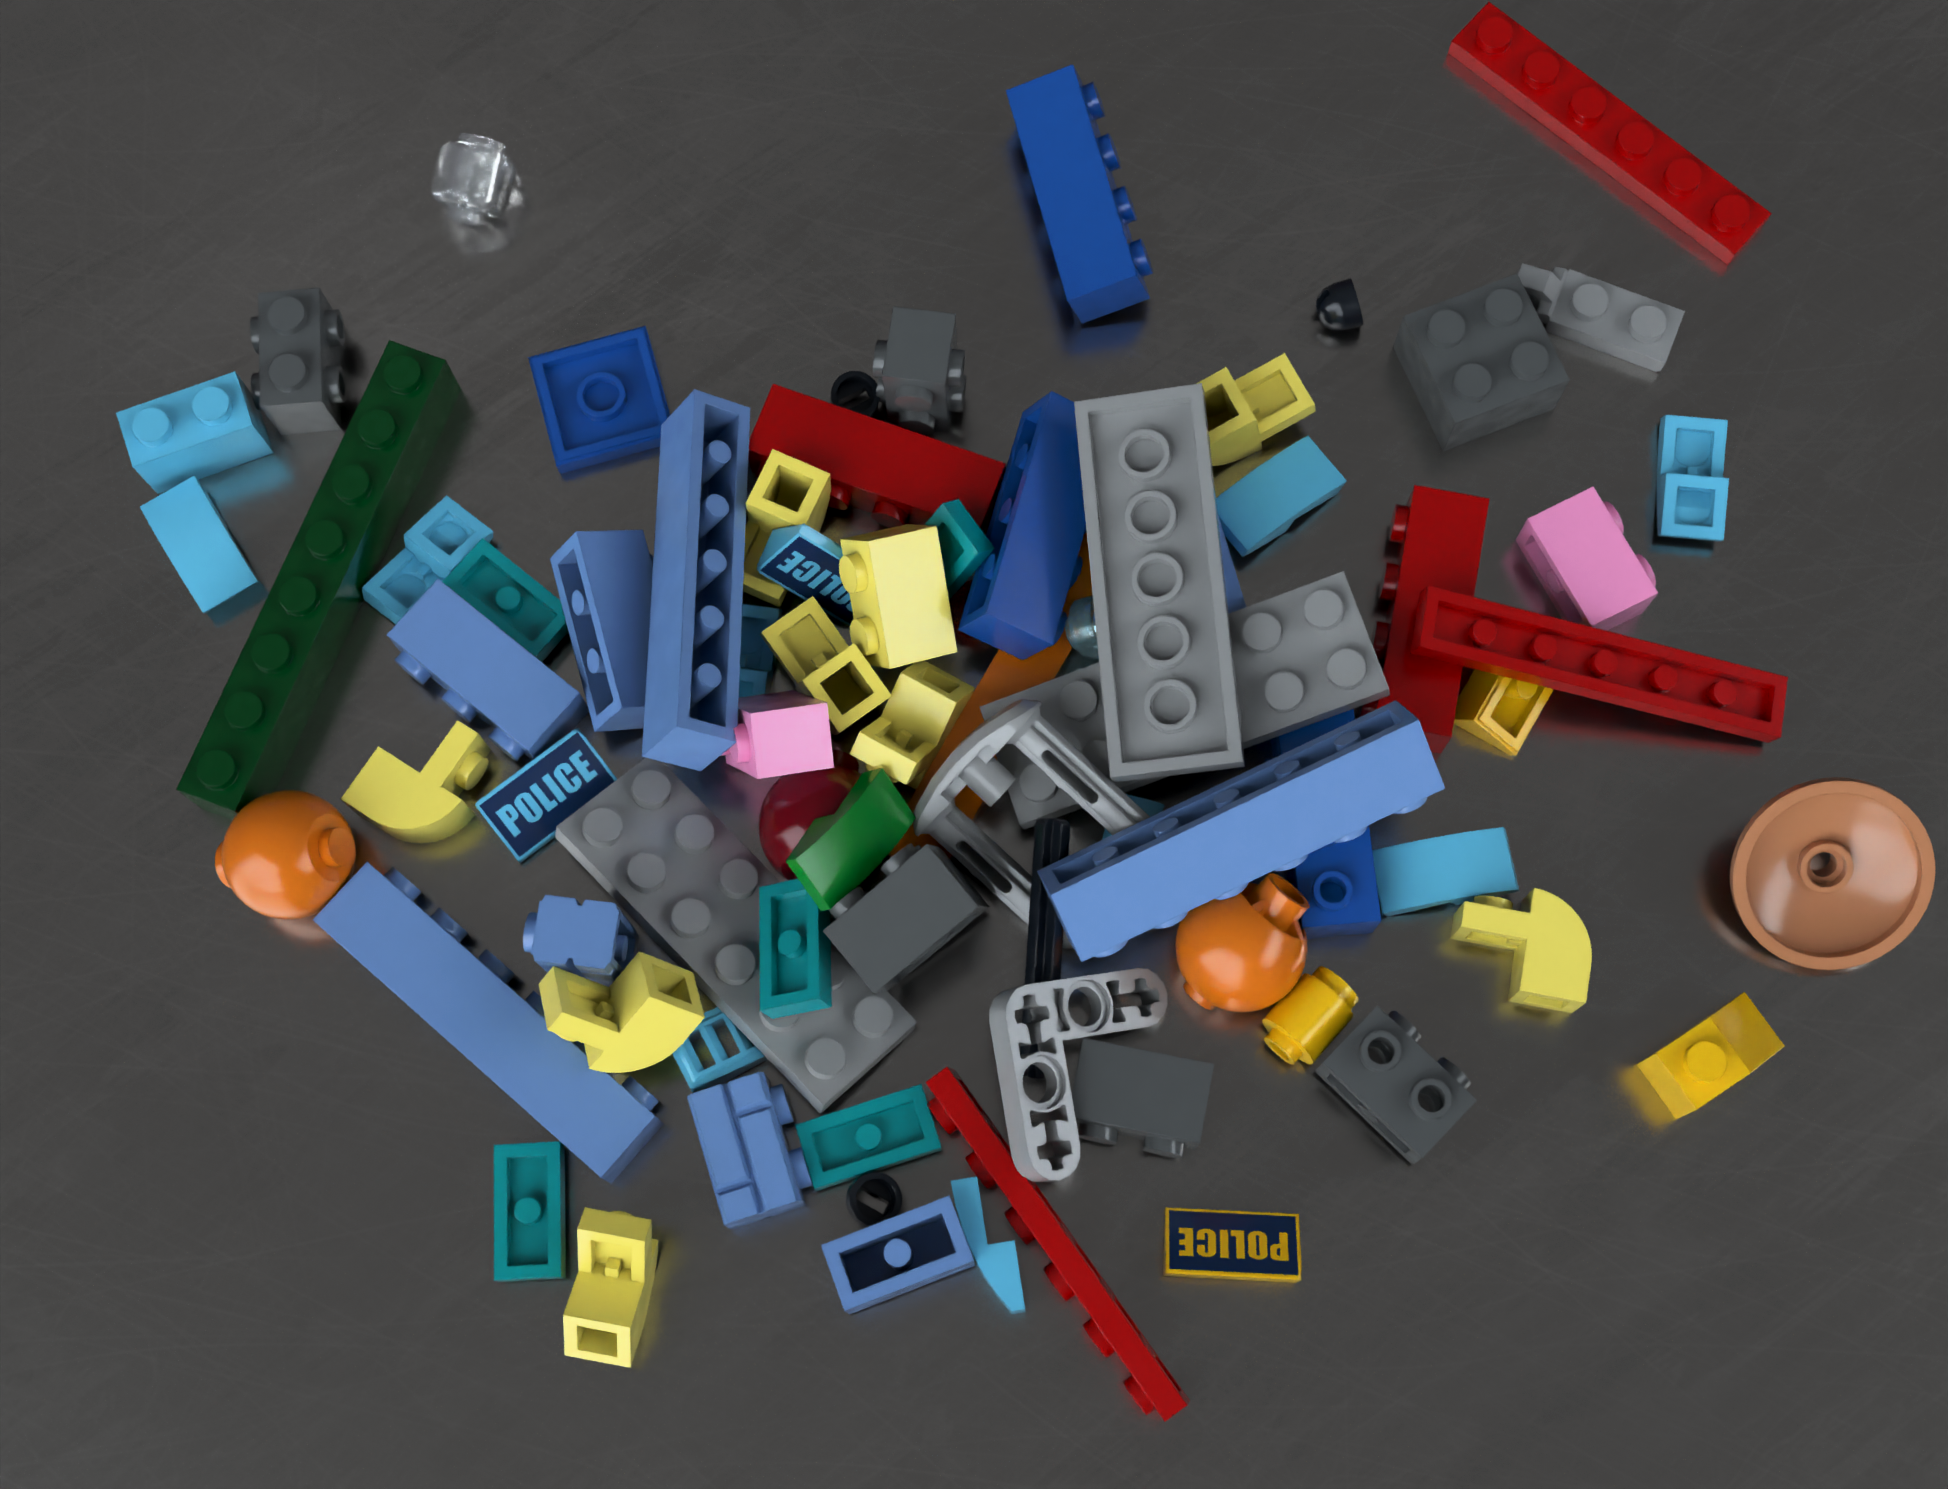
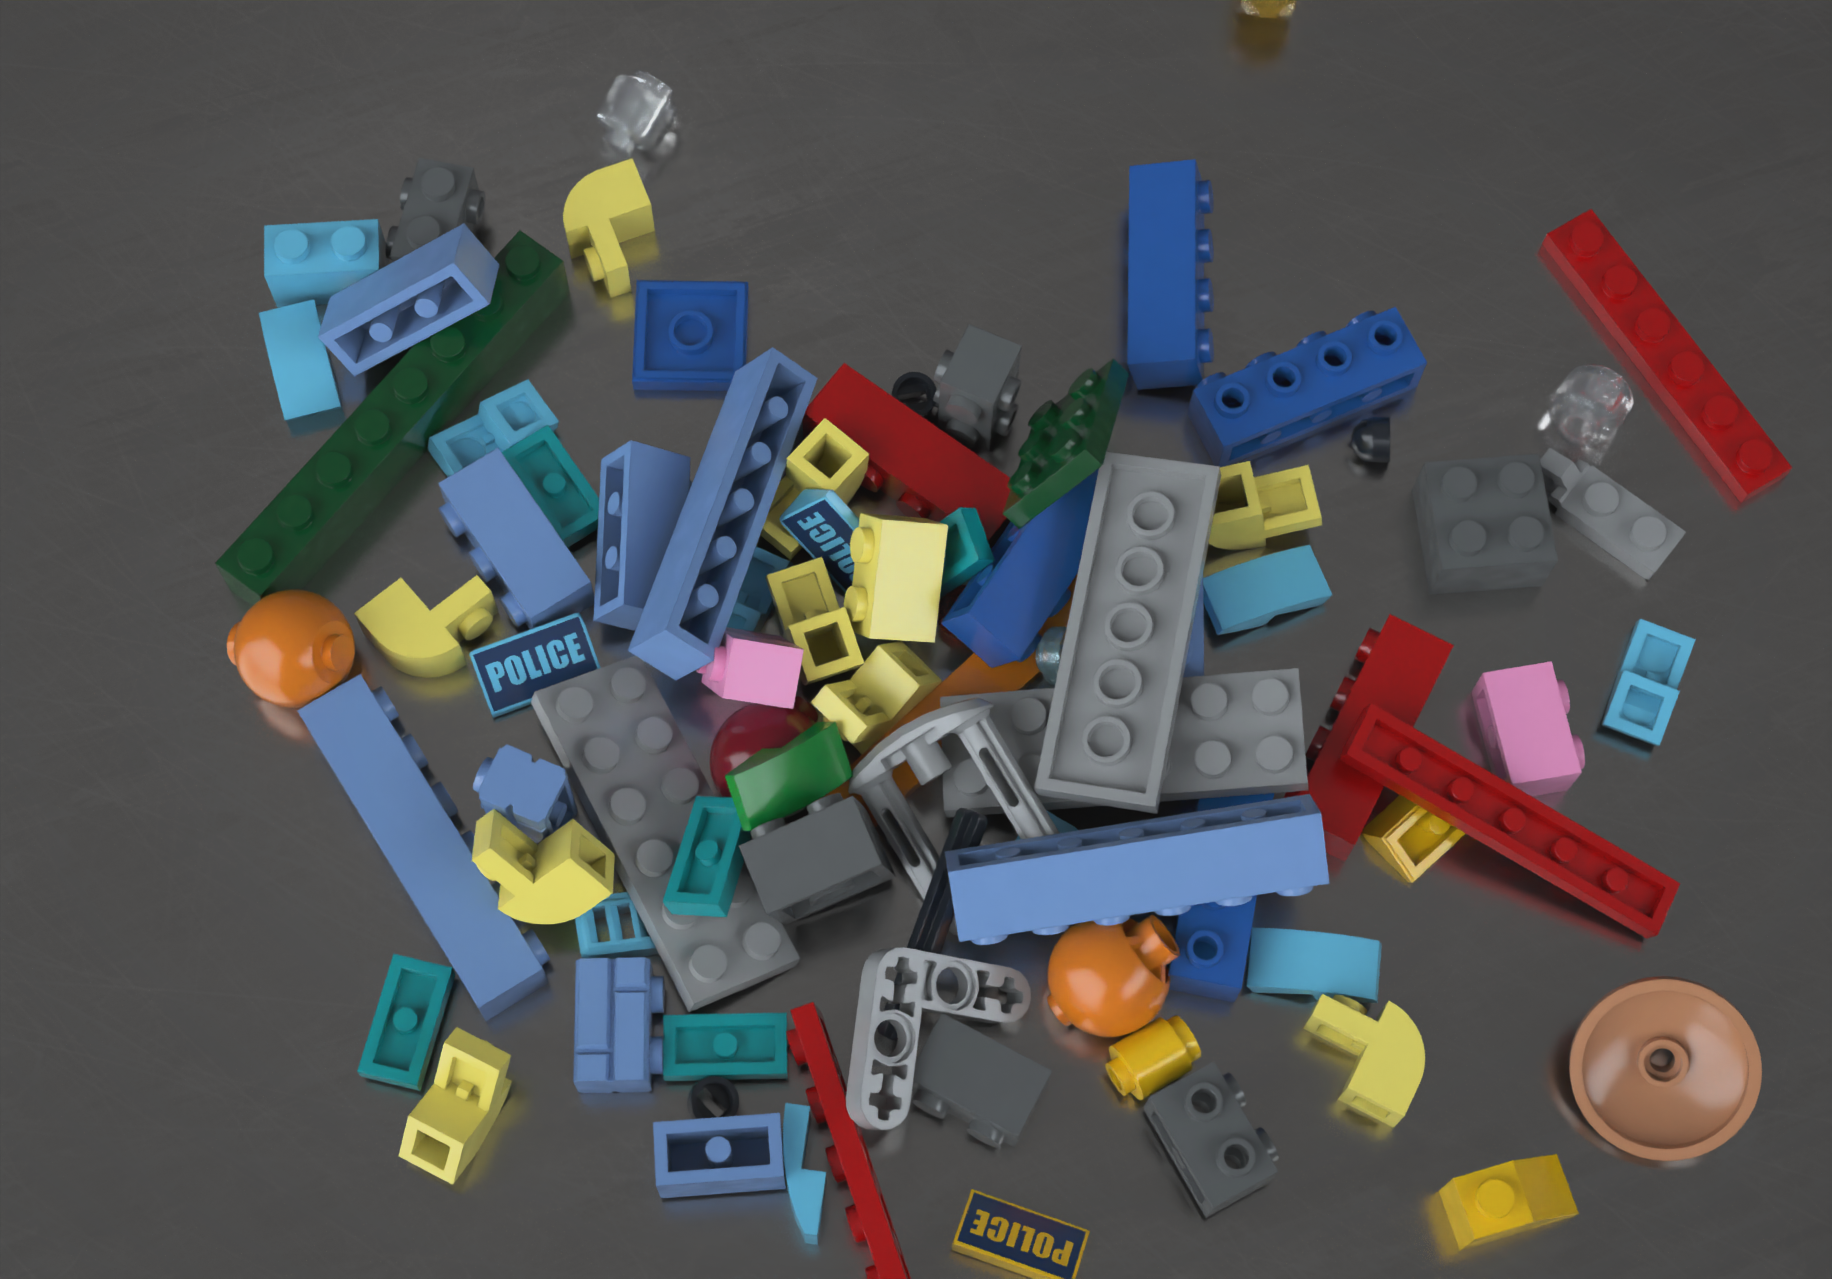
camera: 10 degrees right, 5 degrees down
(295, 448) = (409, 300): none -> medium blue brick
(470, 296) = (602, 213): none -> light yellow brick
(1031, 402) = (1065, 442): none -> dark green plate
(1254, 270) = (1305, 386): none -> blue brick
(1550, 208) = (1590, 406): none -> clear head

